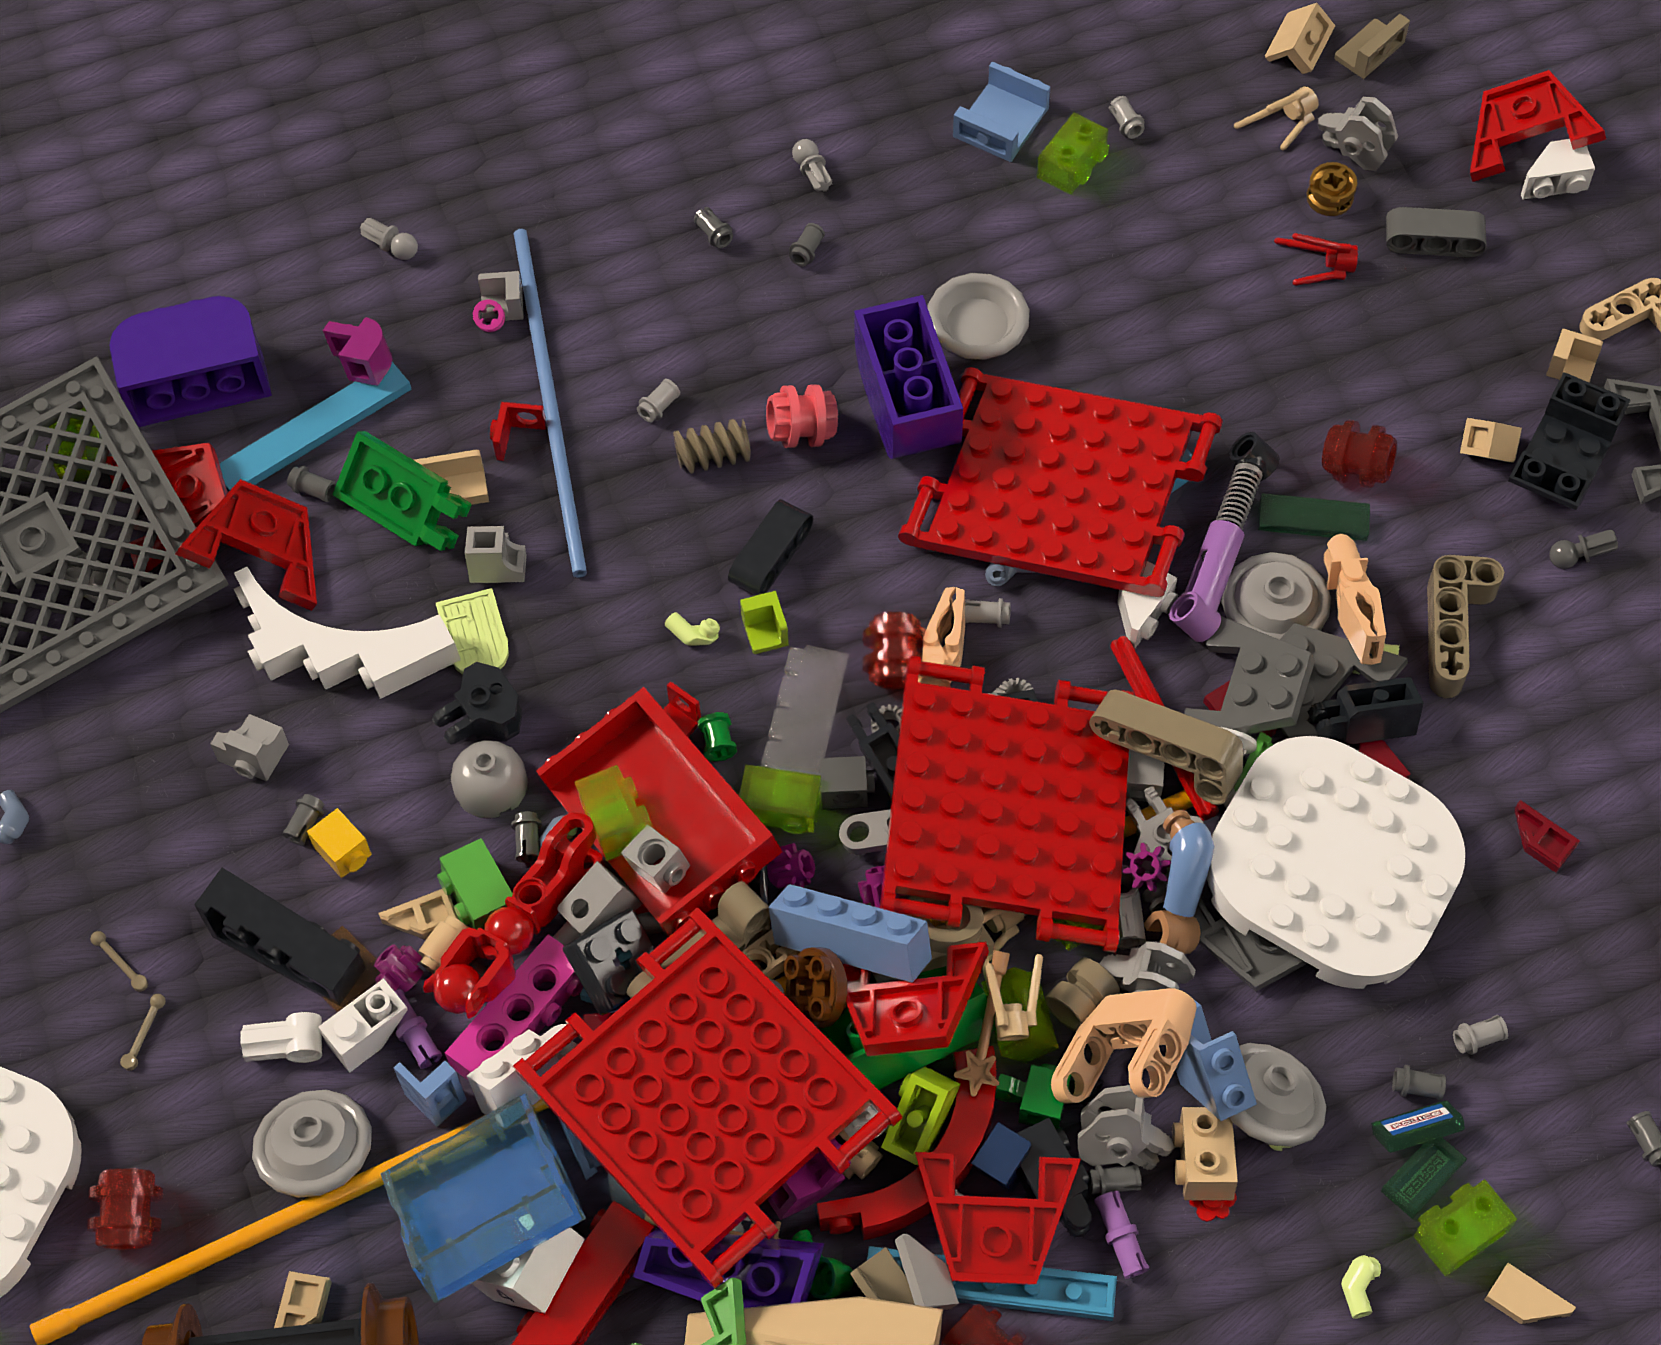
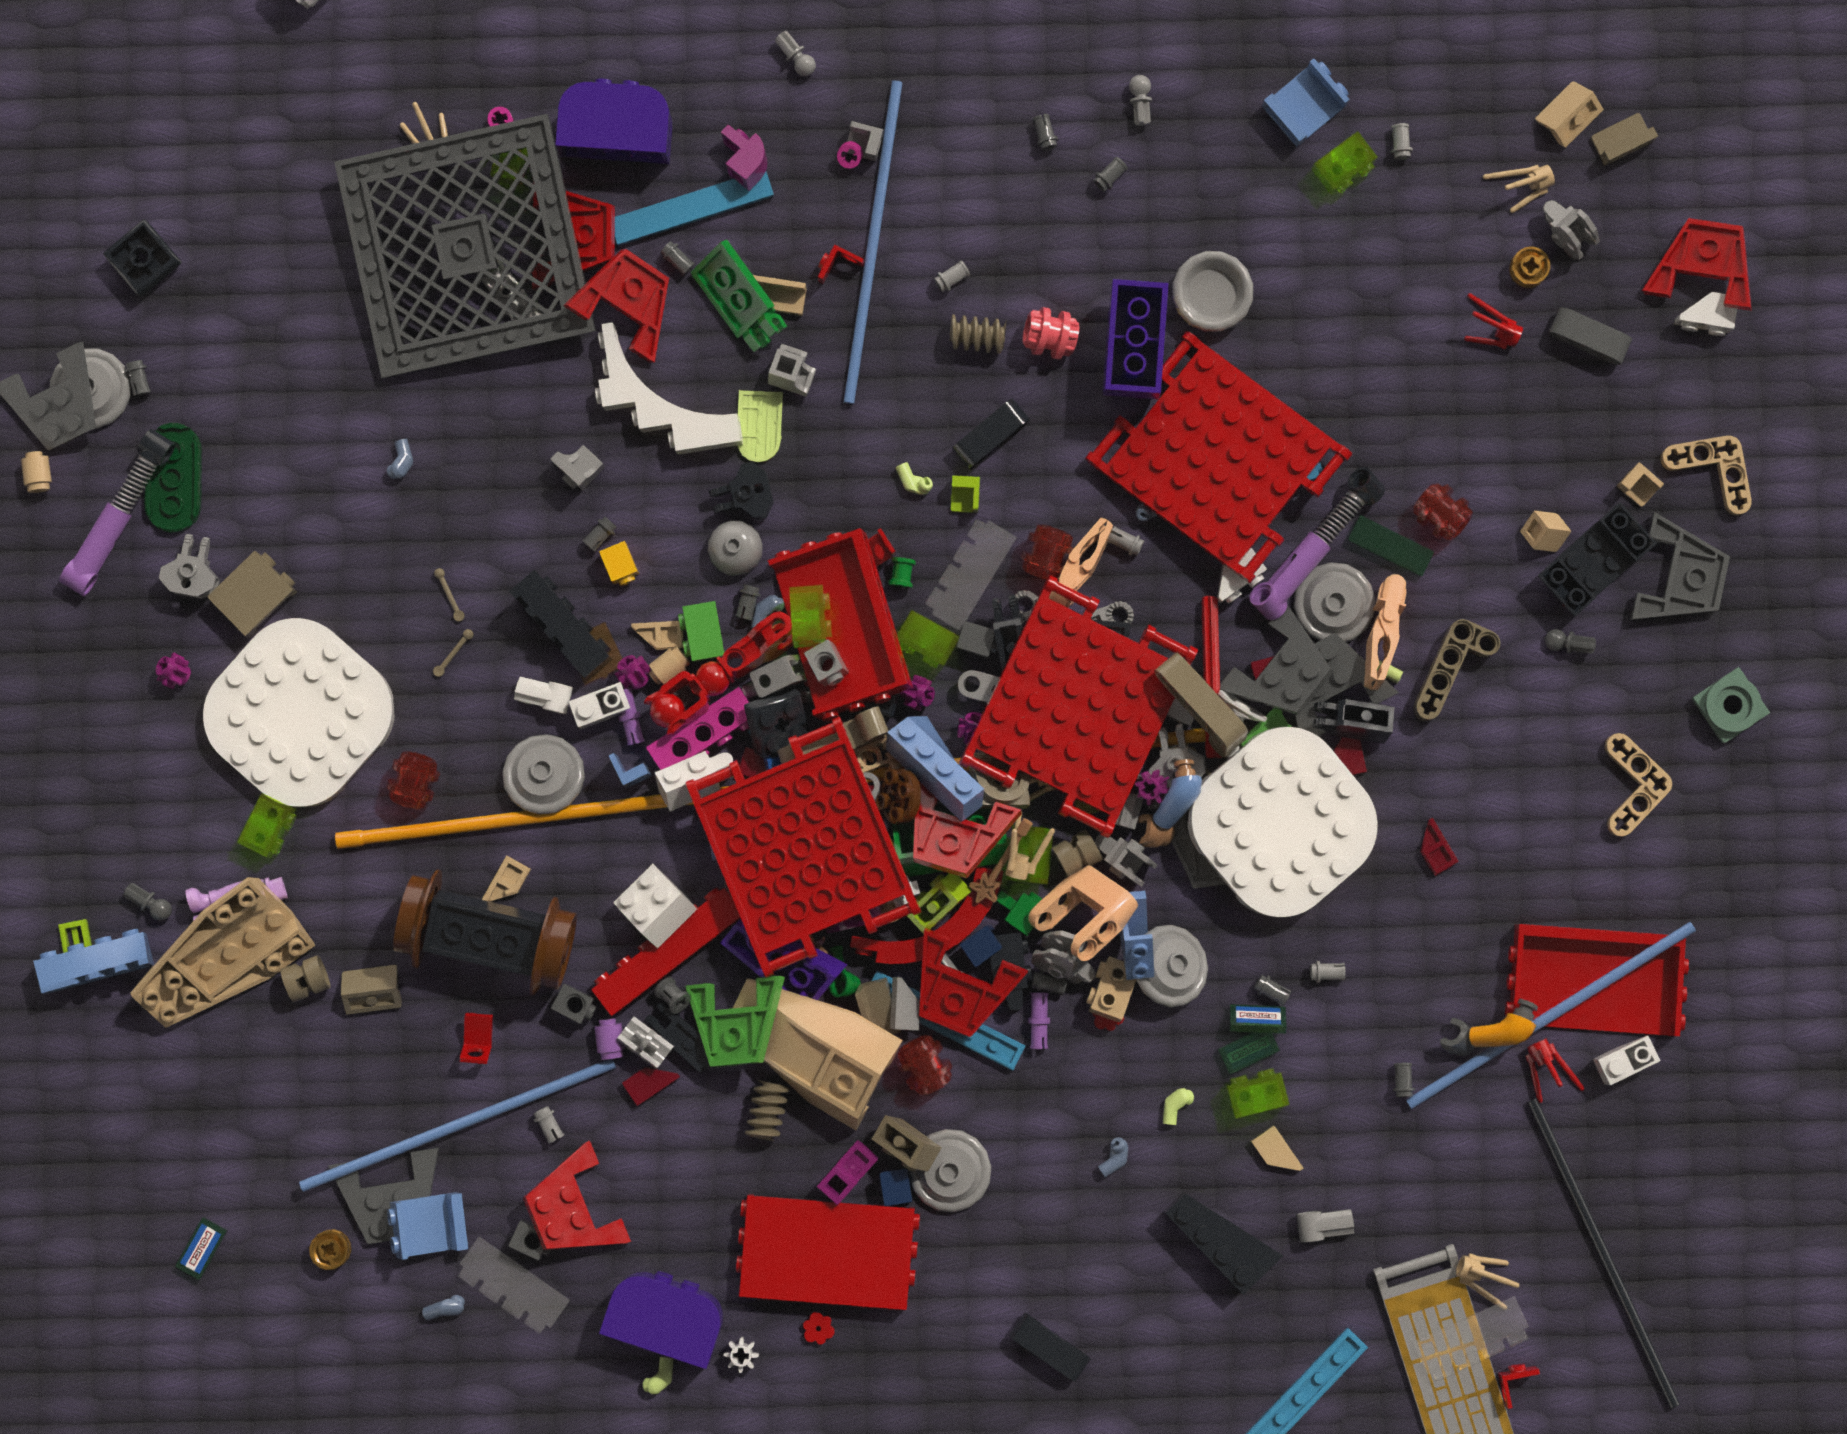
camera: 20 degrees right, 25 degrees up
(481, 1198) = (640, 862): clear light blue tile -> none

